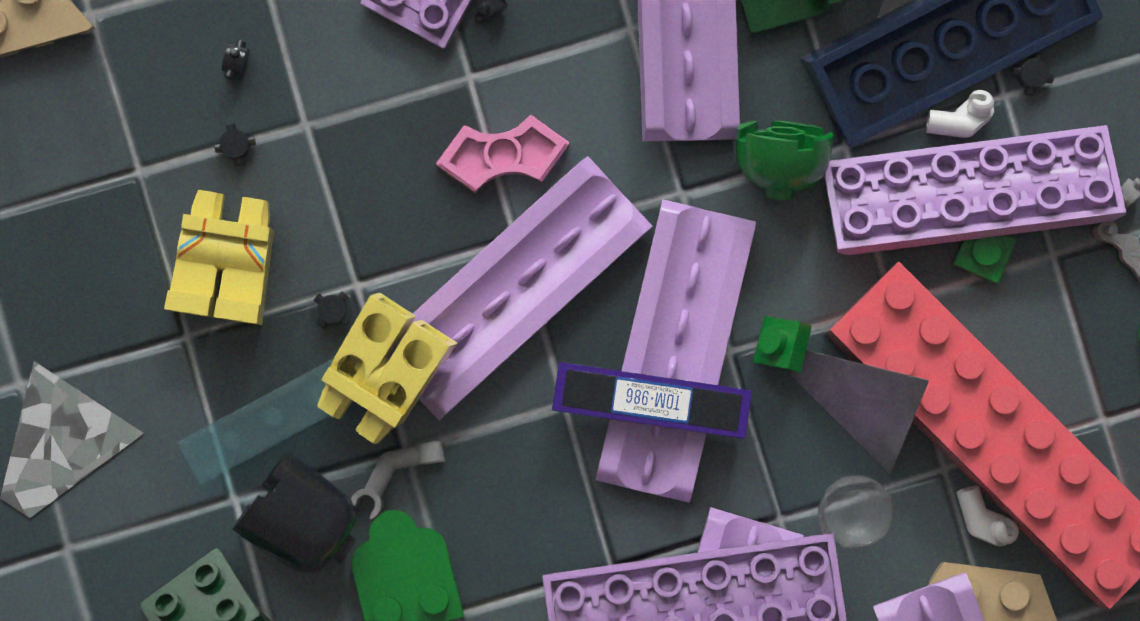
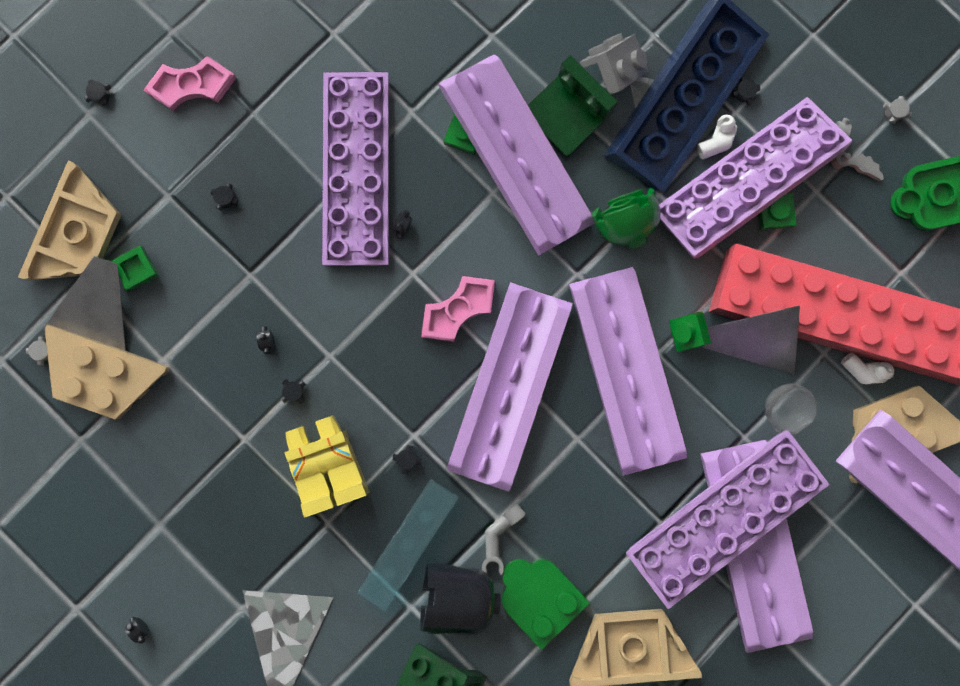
camera: 25 degrees left, 0 degrees up
(372, 380) = (456, 491): light yellow hips -> none
(651, 400) = (632, 409): tile -> none

